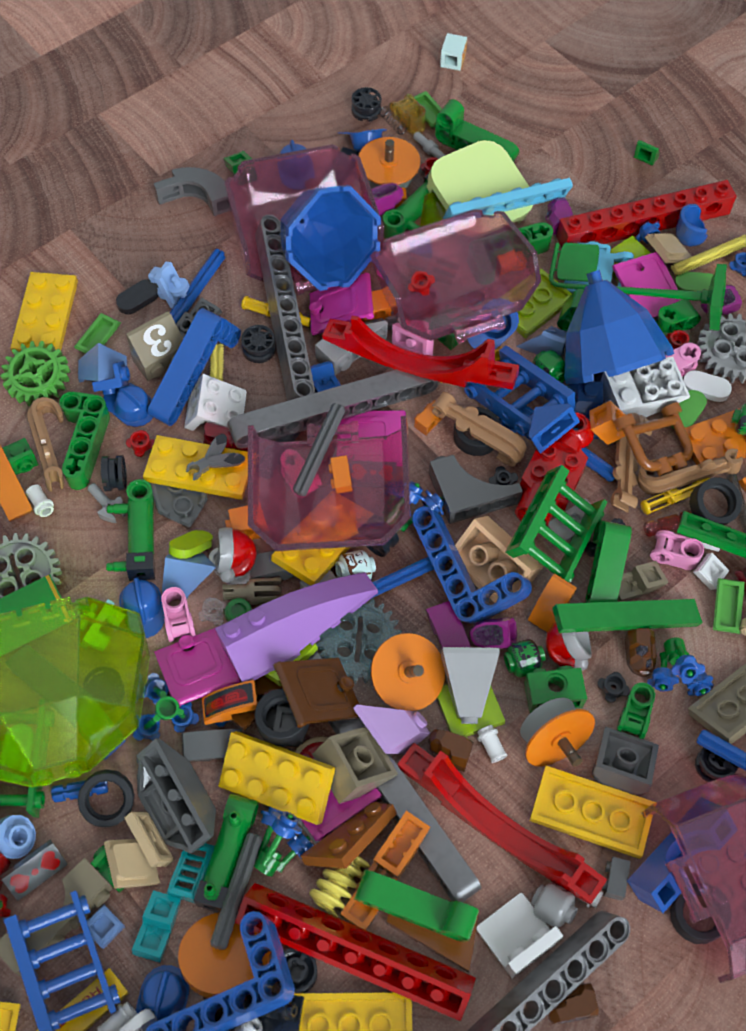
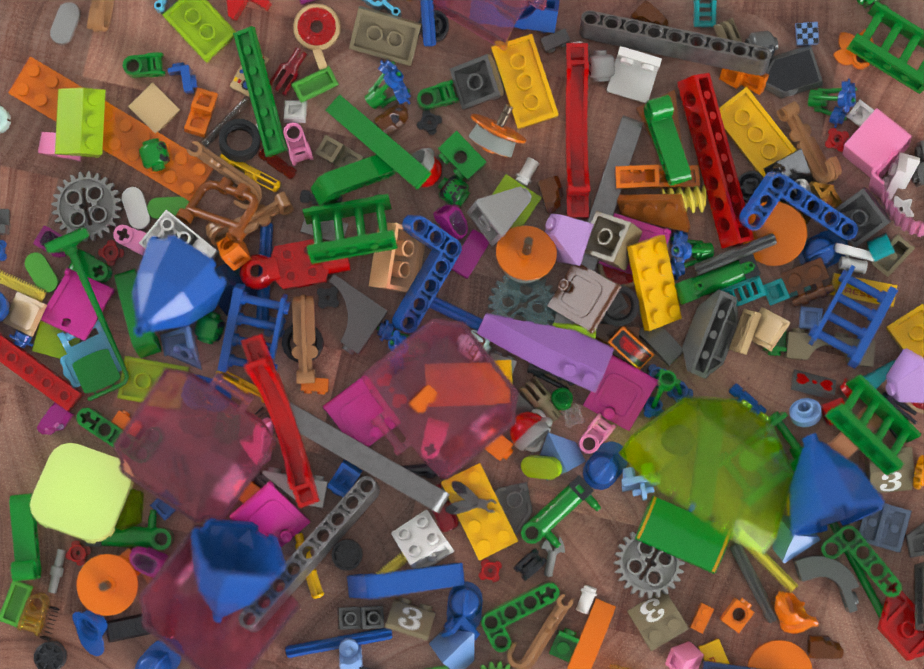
camera: 125 degrees left, 25 degrees up
(106, 820) = (752, 366): black tyre -> none
(150, 952) = (805, 275): none -> reddish brown plate
(318, 449) = (414, 429): dark grey axle -> none
(421, 276) = (214, 464): red plate -> none
(514, 199) = (89, 464): medium azure plate -> none
(550, 424) = (276, 285): blue slope -> none
(556, 592) = (404, 197): orange slope -> none

